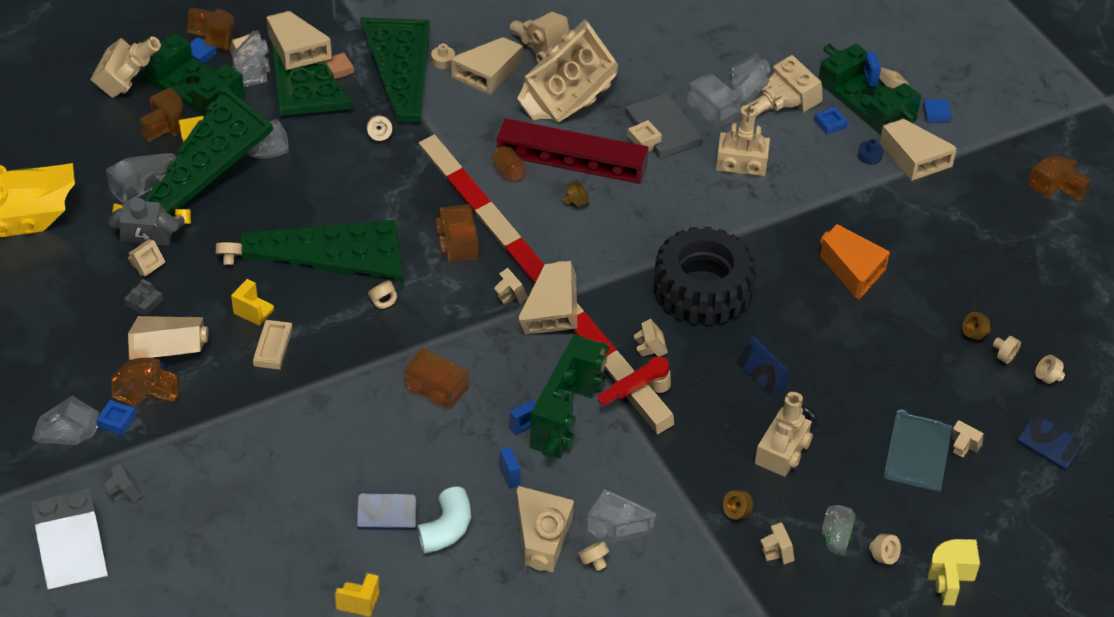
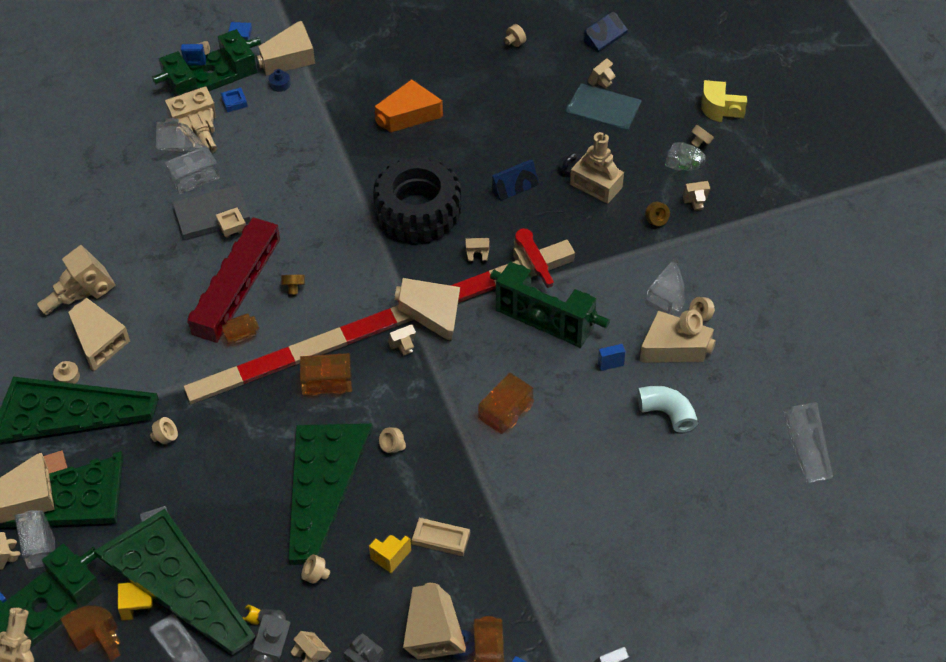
camera: 80 degrees left, 5 degrees up
(359, 598) = (740, 474): yellow panel -> none
(387, 511) = (651, 452): slope -> none
(521, 417) = (557, 342): blue tile -> none
(568, 76) = (144, 260): tan slope -> none
(743, 149) = (268, 155): tan brick -> none
(976, 326) = (492, 53): pearl gold tile -> none
(1050, 369) = (534, 20): tan tile -> none

